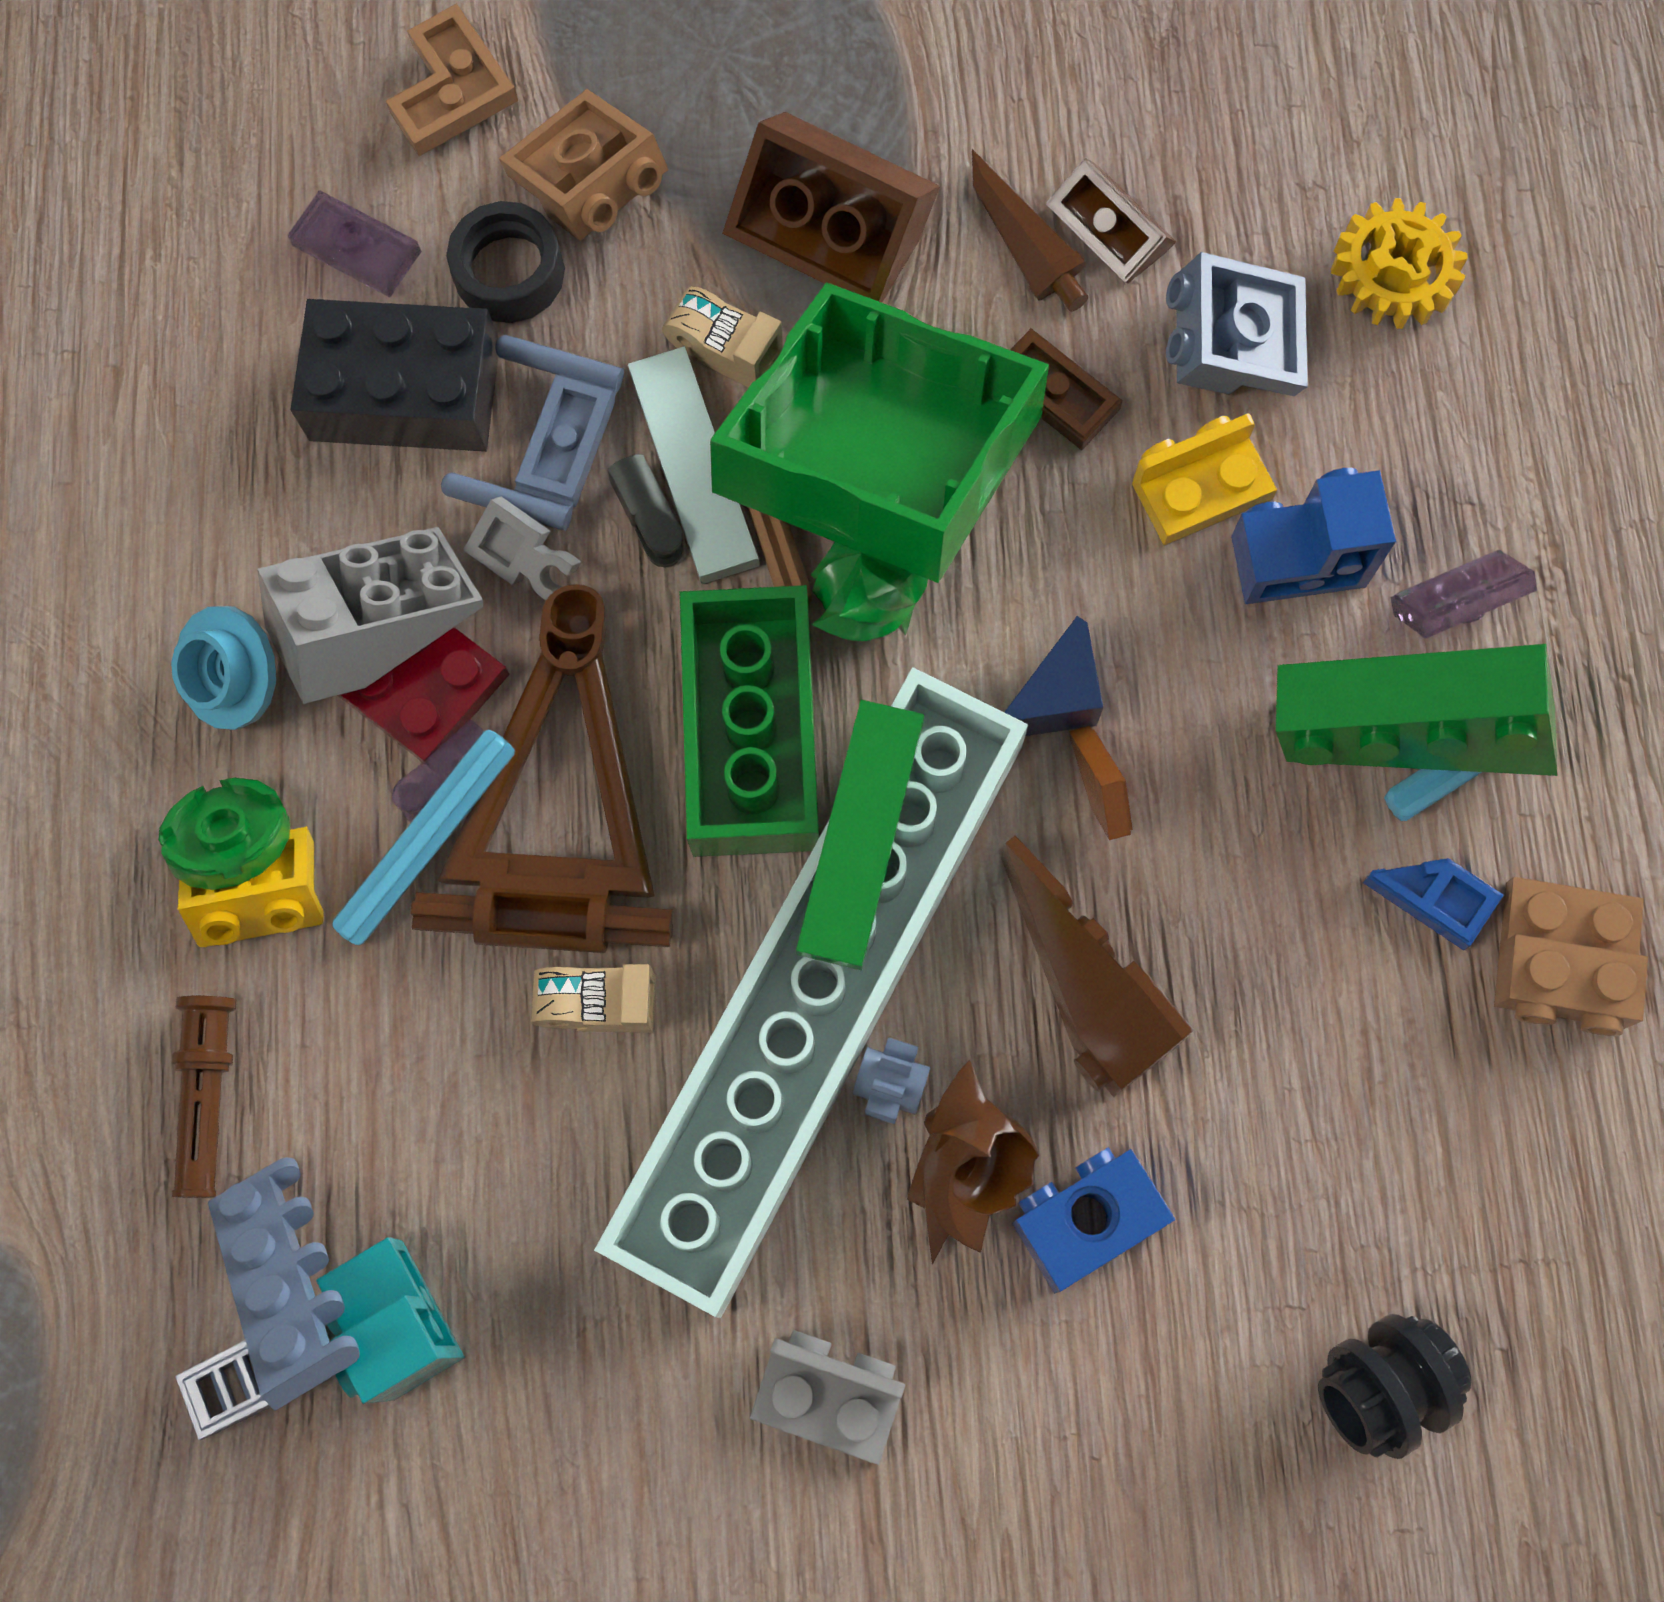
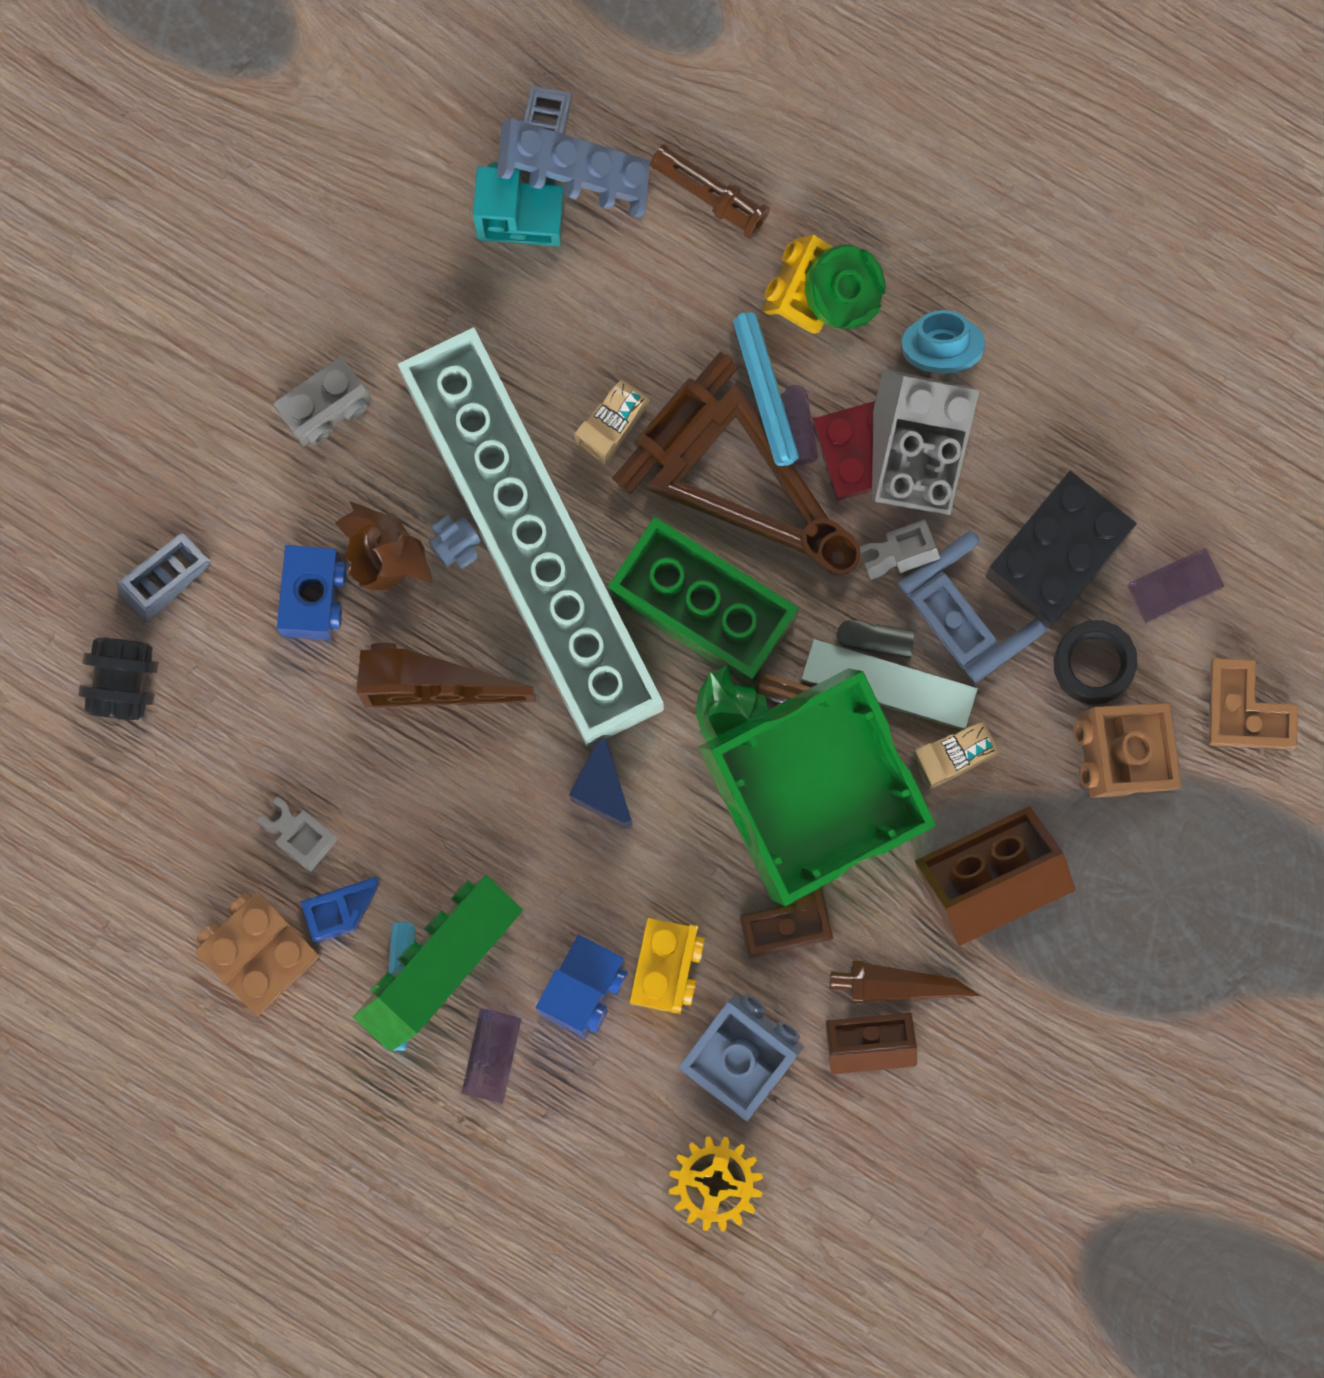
camera: 125 degrees right, 5 degrees up
(860, 835) = (588, 605): green tile -> none
(1102, 782) = (532, 770): dark orange tile -> none
(1270, 1444) = (172, 587): none -> sand blue slope
(1395, 997) = (301, 836): none -> light grey plate

